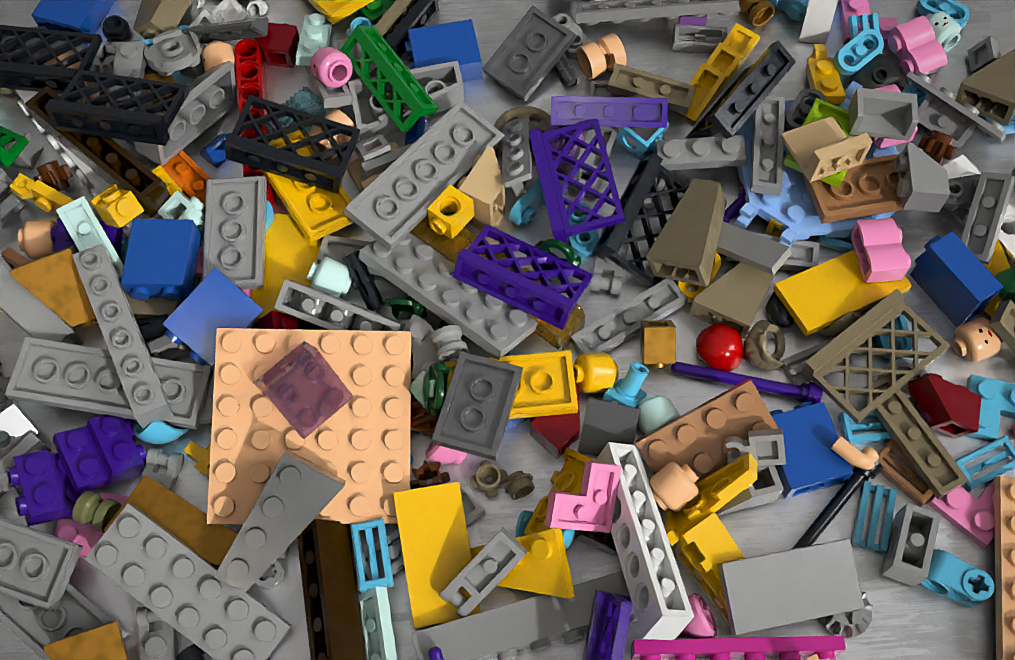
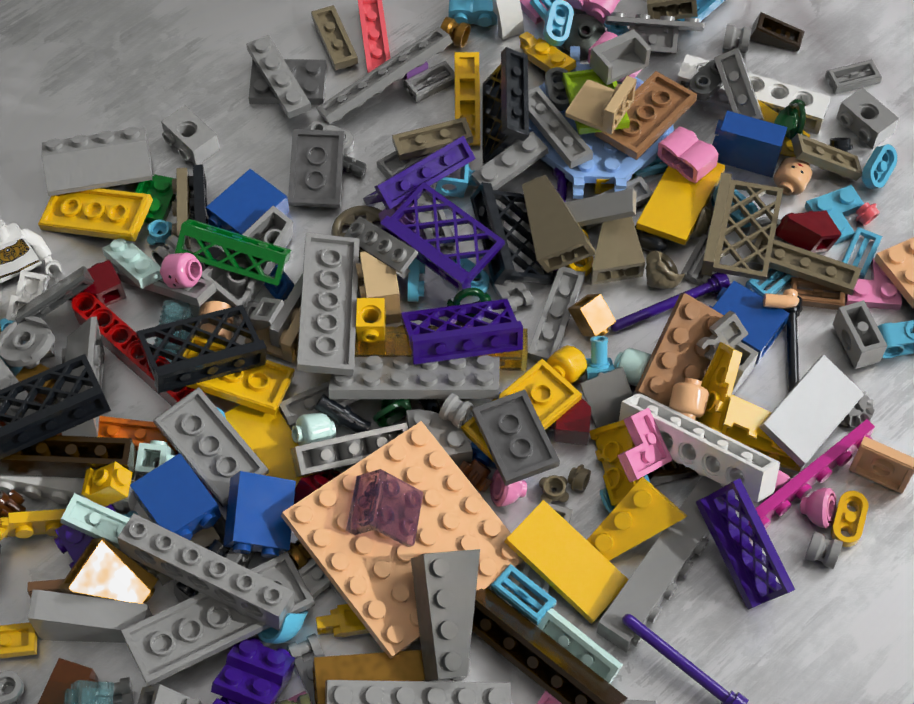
camera: 40 degrees left, 5 degrees down
(36, 238) = (43, 561): light nougat head -> none
(215, 151) = (125, 398): blue slope -> none
(217, 53) = (63, 323): light nougat head -> none
(426, 472) = (513, 514): reddish brown gear -> none
(430, 387) = (469, 452): dark green piece -> none
(484, 572) = (614, 545): light grey plate -> none
(599, 57) = (373, 138): light nougat wheel -> none
(720, 347) = (633, 291): red hair -> none
(879, 492) = (829, 330): medium azure tile -> none
(922, 180) = (680, 88): light grey slope -> none
(937, 146) = (663, 59): reddish brown gear -> none

